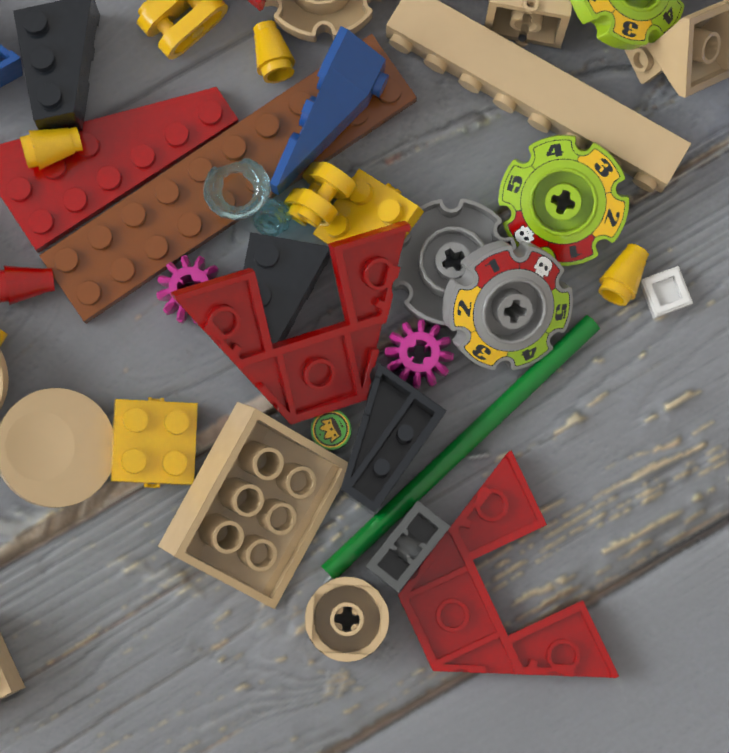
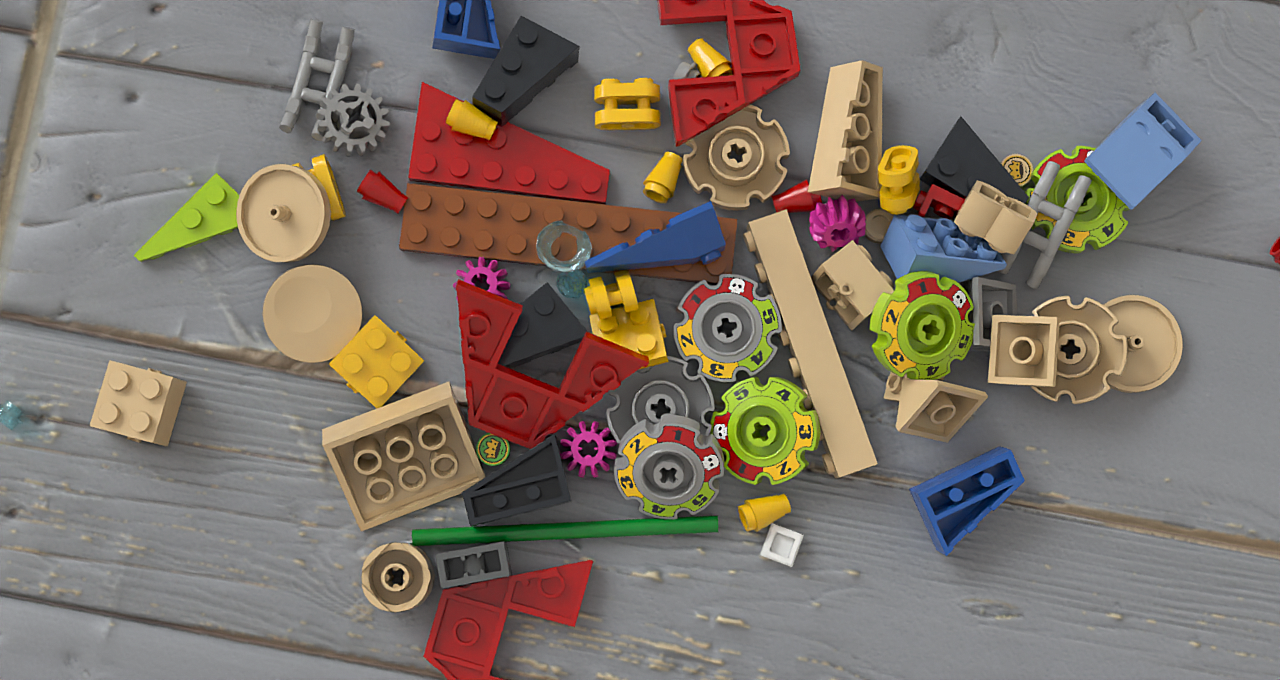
camera: 40 degrees right, 0 degrees up
(442, 106) = (704, 313): none -> piece

